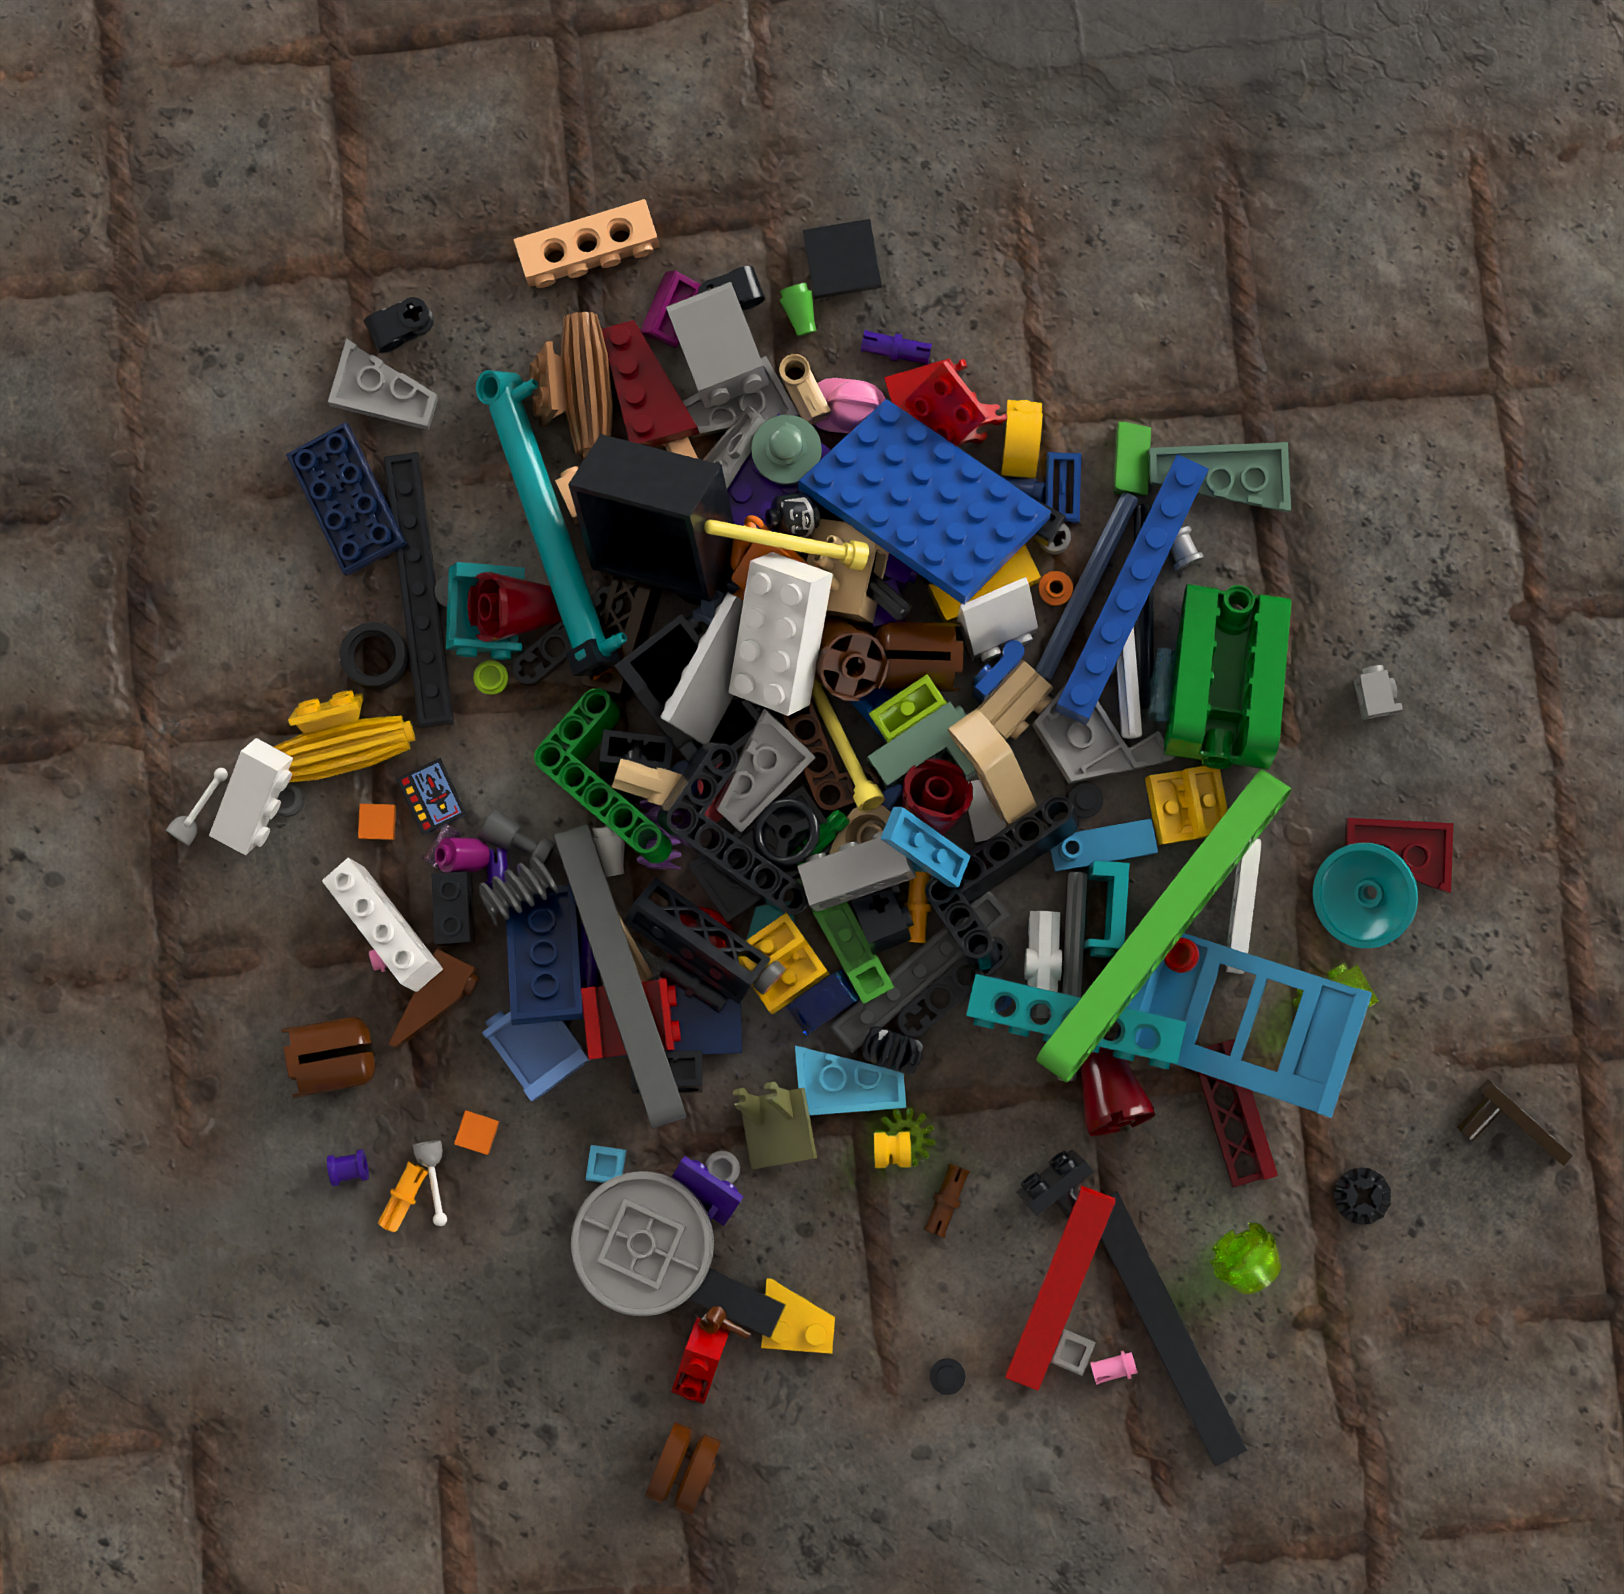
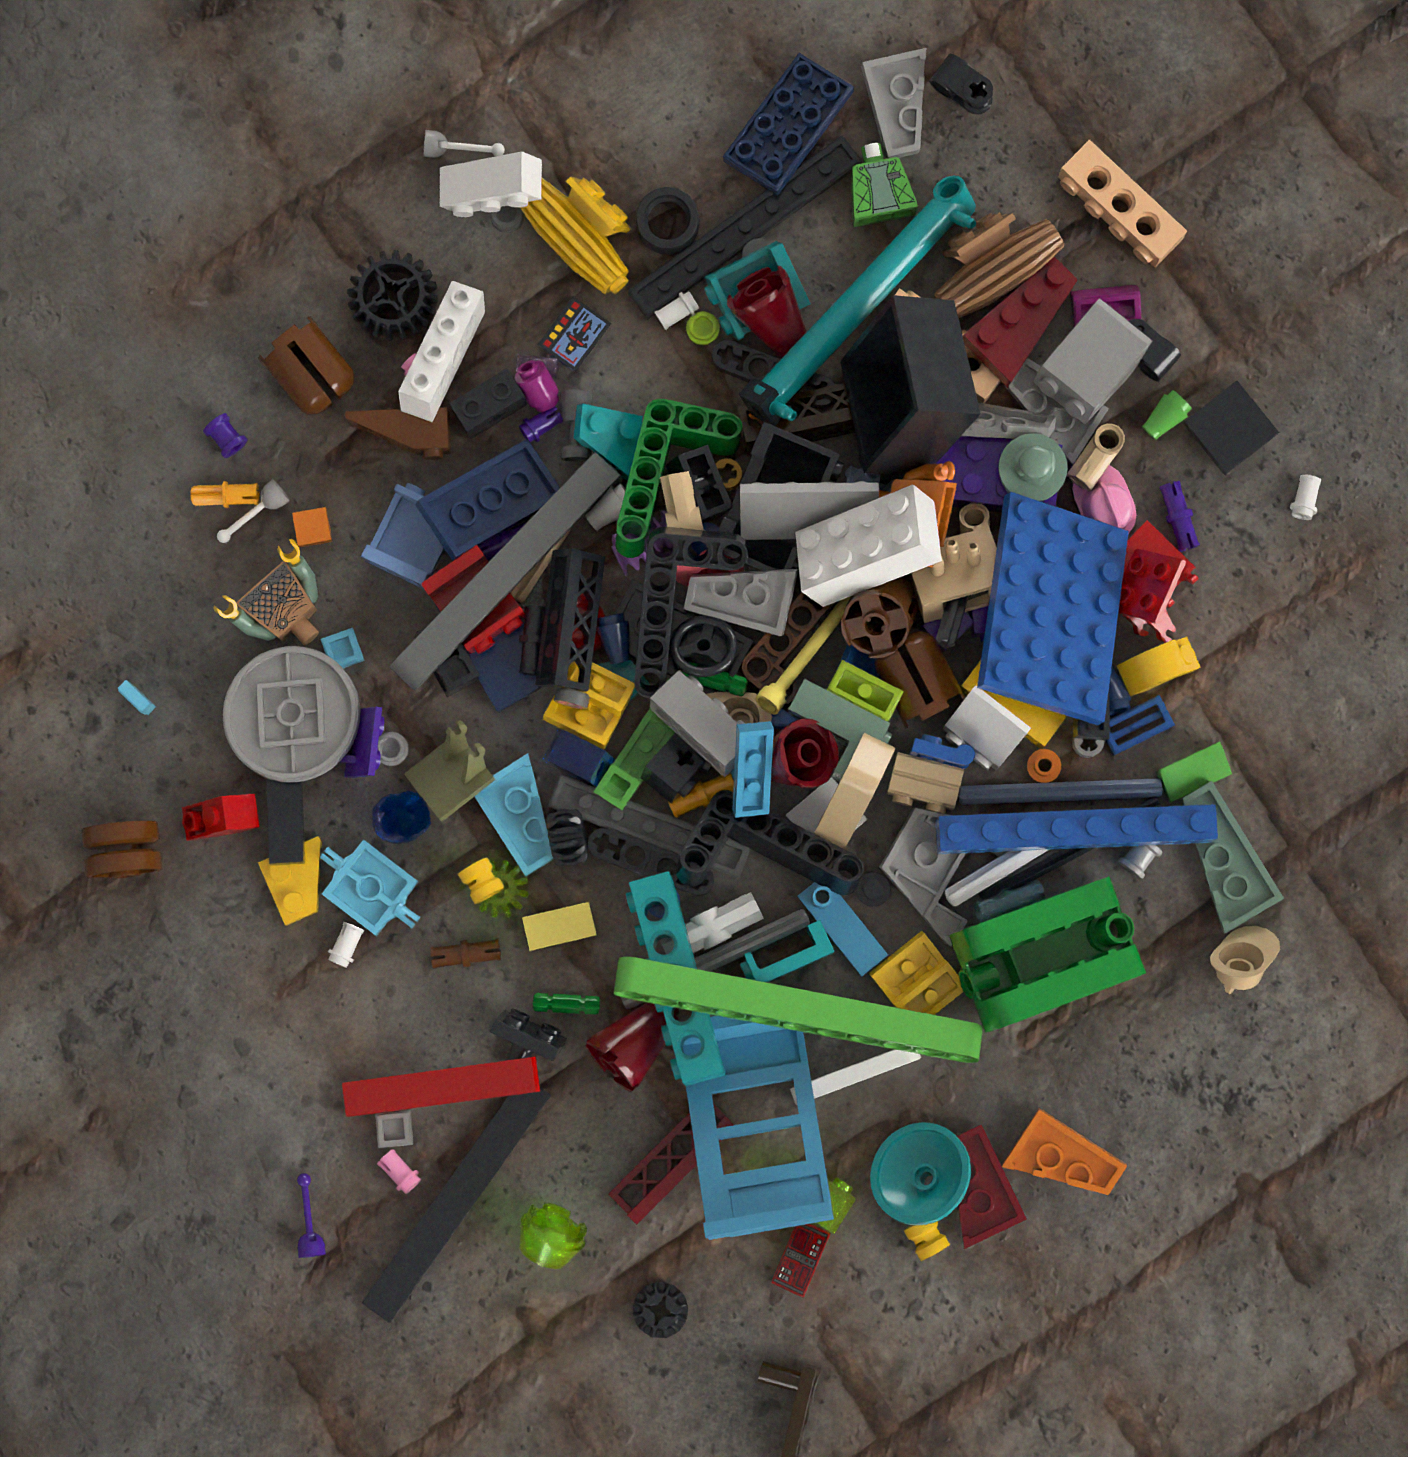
camera: 60 degrees right, 0 degrees up
(302, 927) = (405, 289): none -> black gear
(377, 821) = (528, 300): orange tile -> none
(452, 449) = (880, 189): none -> torso
(461, 691) = (677, 310): none -> white pin
(516, 889) = (532, 446): dark grey piece -> none
(531, 1200) = (278, 602): none -> torso
(543, 813) = (608, 434): none -> teal wing
(547, 1380) = (136, 698): none -> medium azure tile
(648, 727) = (732, 483): none -> pearl gold bush
(717, 1318) = (261, 810): reddish brown hand -> none
(733, 908) = (615, 637): none -> dark blue cone
(791, 1193) = (401, 817): none -> clear blue hair
(793, 515) = (977, 504): black head -> none
(839, 1256) = (370, 887): none -> medium azure plate
(851, 554) = (970, 570): light yellow piece -> none
(880, 1307) = (345, 945): none -> white pin
(940, 228) = (1306, 497): none -> white pin
(947, 1376) = (317, 1033): black plate -> none
(967, 1101) = (559, 926): none -> light yellow tile
(1041, 1132) = (566, 1003): none -> green axle
(1136, 1484) = (310, 1243): none -> dark purple hinge
(1182, 956) = (781, 1042): red plate -> none
(1321, 504) = (1244, 957): none -> tan piece
(1376, 693) = (1105, 1092): light grey brick -> none
(1385, 1045) = (800, 1258): none -> slope
(1409, 761) = (1062, 1154): none -> orange wing
(1427, 921) = (927, 1239): none -> yellow wheel

